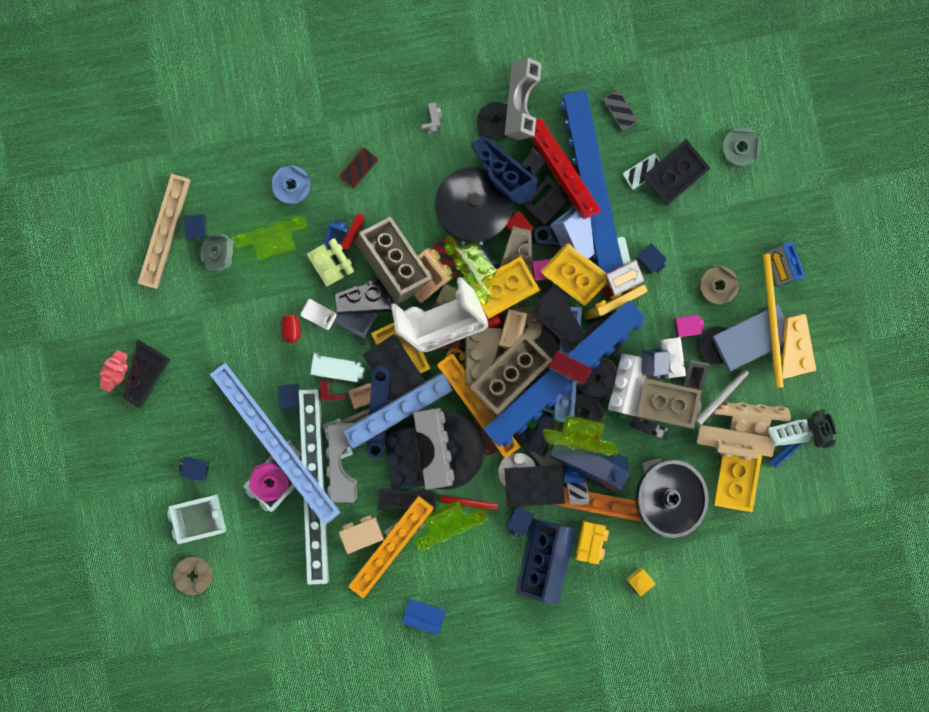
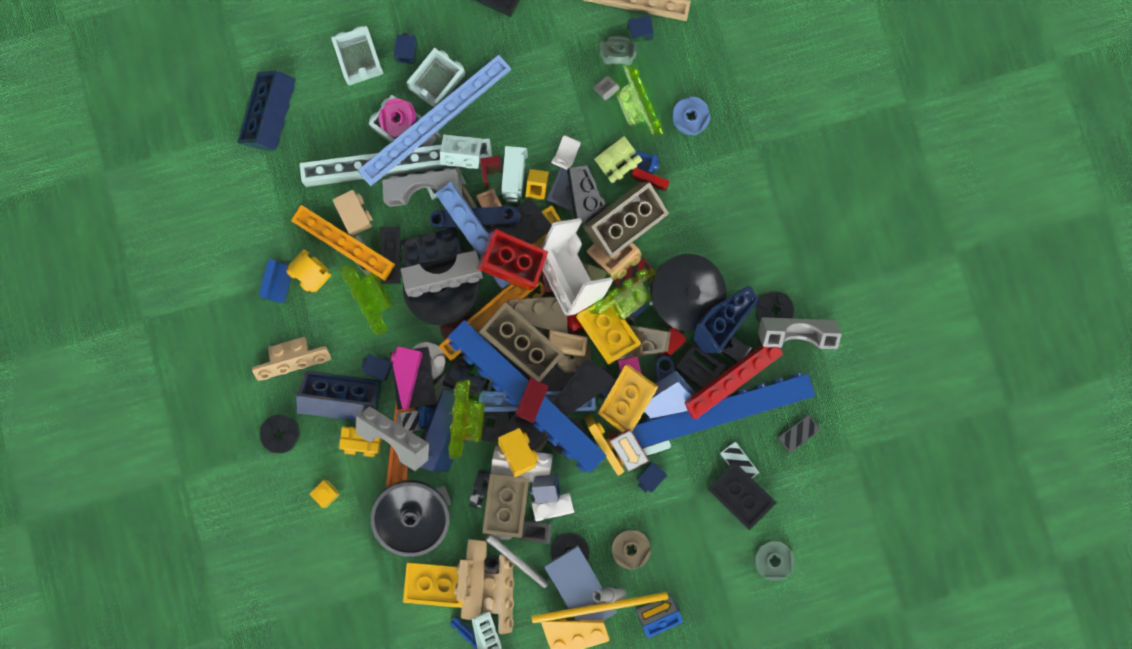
camera: 85 degrees right, 5 degrees down
(201, 568) = (295, 49): dark tan plate -> none
(228, 439) = (436, 77): none -> window
(246, 616) = (266, 110): none -> dark blue slope
(254, 267) = (606, 87): none -> light grey plate
(289, 395) = (484, 130): dark blue panel -> none
(290, 329) = (549, 127): red brick -> none
(311, 419) = (460, 151): none -> light aqua bracket
(348, 346) = (537, 184): none -> yellow brick
(359, 167) = (714, 180): clear red tile -> none
(418, 583) = (308, 271): none -> yellow brick
(427, 376) = (512, 260): none -> red brick
(435, 115) = (774, 249): light grey bracket -> none
(469, 502) = (392, 317): red bar -> none
(501, 607) = (290, 357): none -> tan bracket
(527, 491) = (406, 367): none -> dark pink slope
(586, 629) = (289, 439): none -> black plate
(606, 492) = (409, 447): none -> light grey arch
(619, 386) = (517, 452): none -> yellow brick
(688, 326) = (586, 521): dark pink brick -> none
(724, 422) = (491, 565): none -> black hinge
(762, 310) = (609, 594): none -> light grey pin

